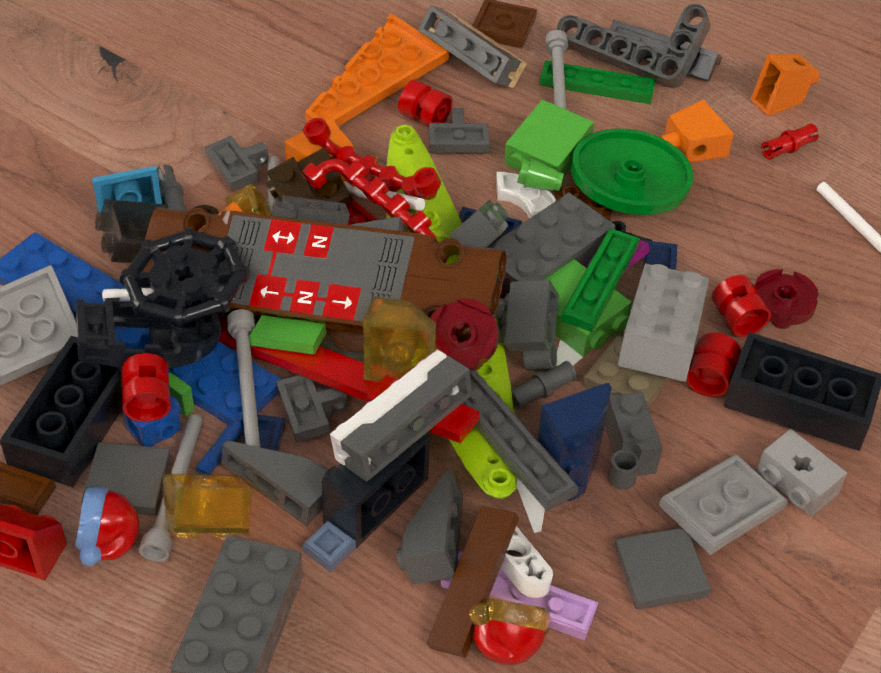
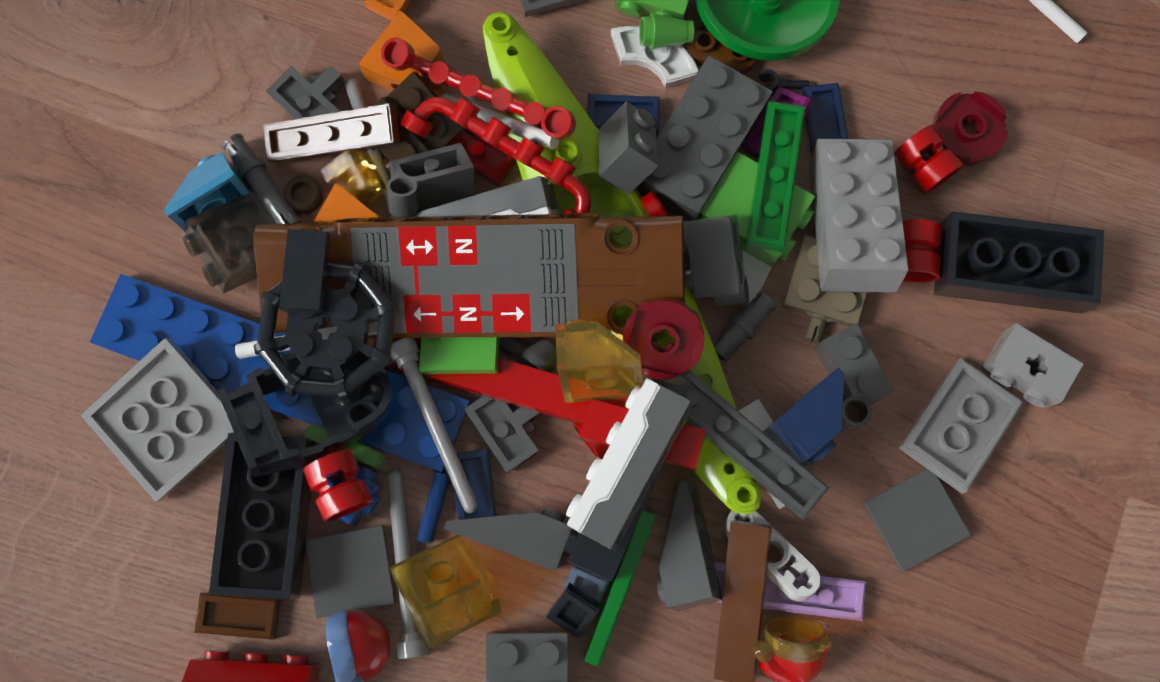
camera: 15 degrees left, 30 degrees up
(184, 228) = (305, 270): none -> black tile
(235, 175) = (331, 133): none -> tile
(316, 550) = (574, 610): none -> black tile
(361, 546) = (619, 589): none -> green tile

